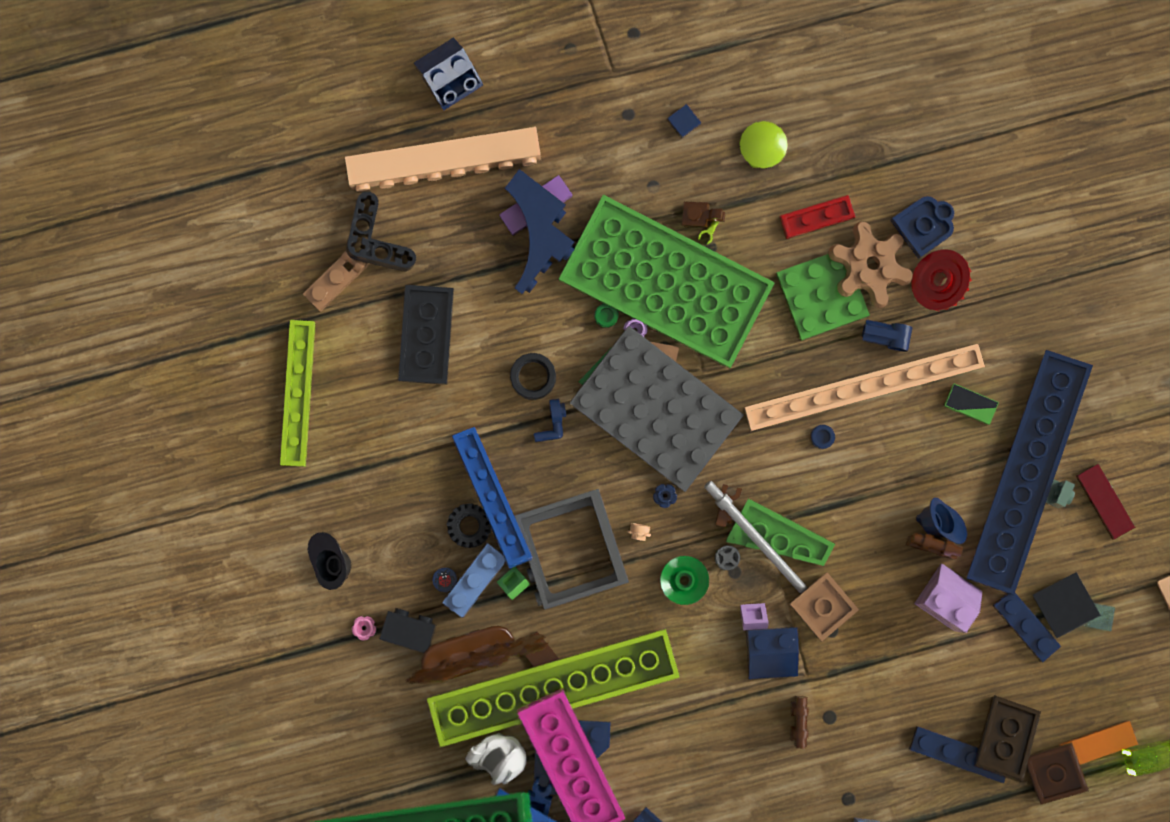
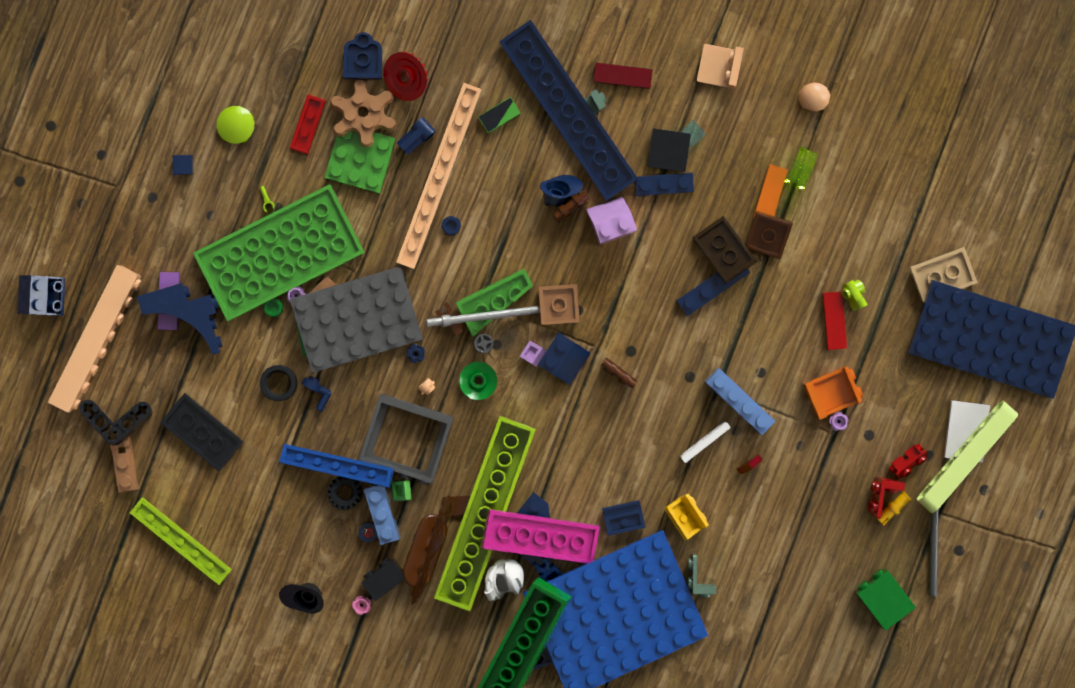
camera: 55 degrees left, 5 degrees up
(698, 214) = (250, 199): reddish brown plate -> none

